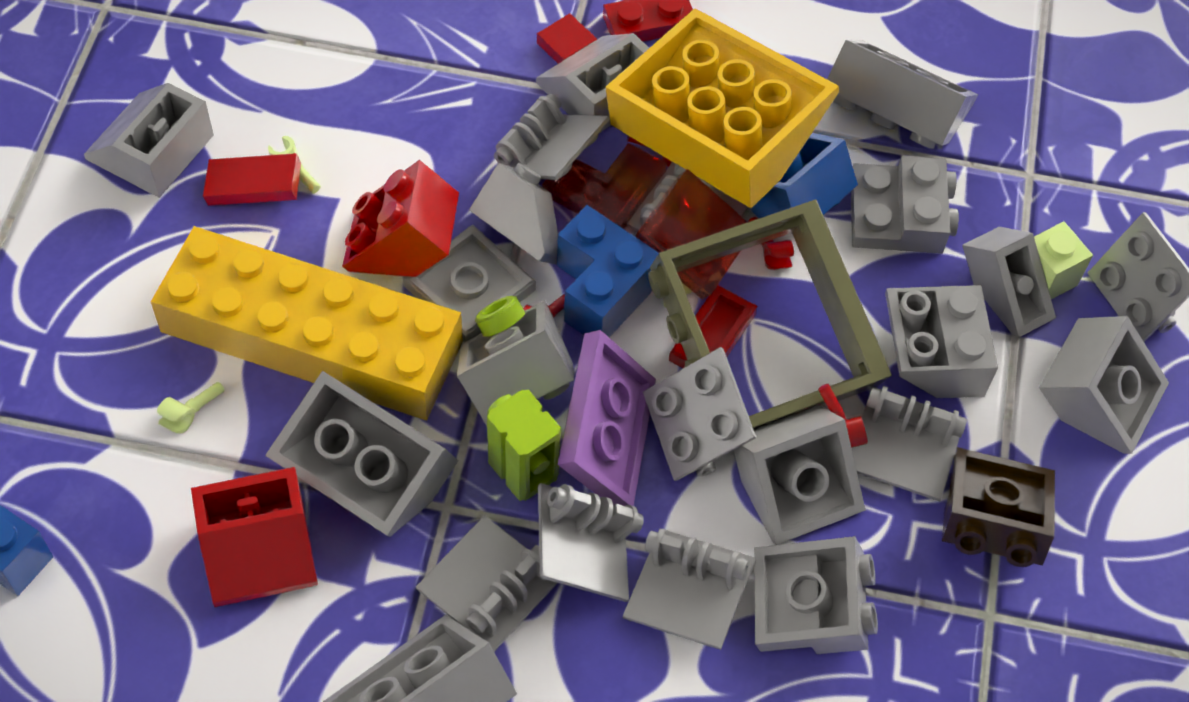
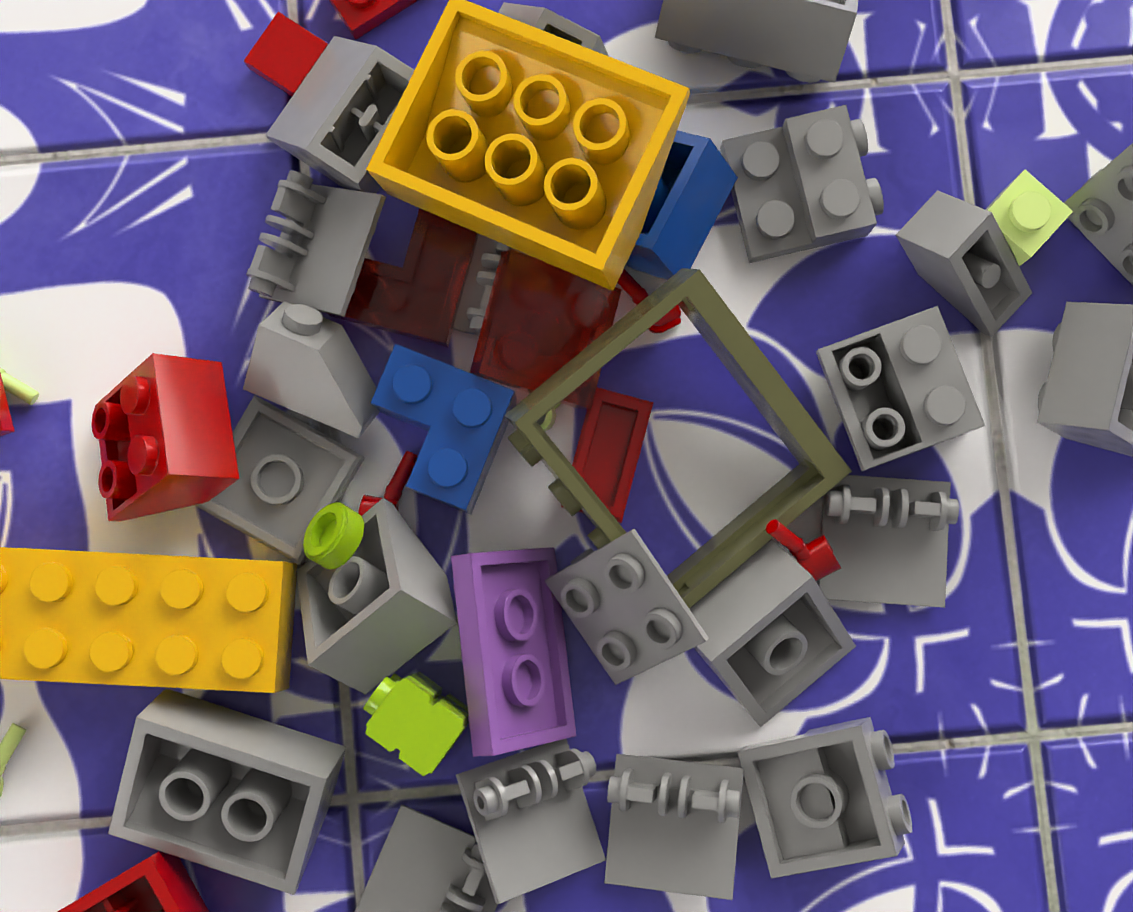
camera: 10 degrees left, 25 degrees up
(1000, 508) = (1022, 603): dark brown plate -> none

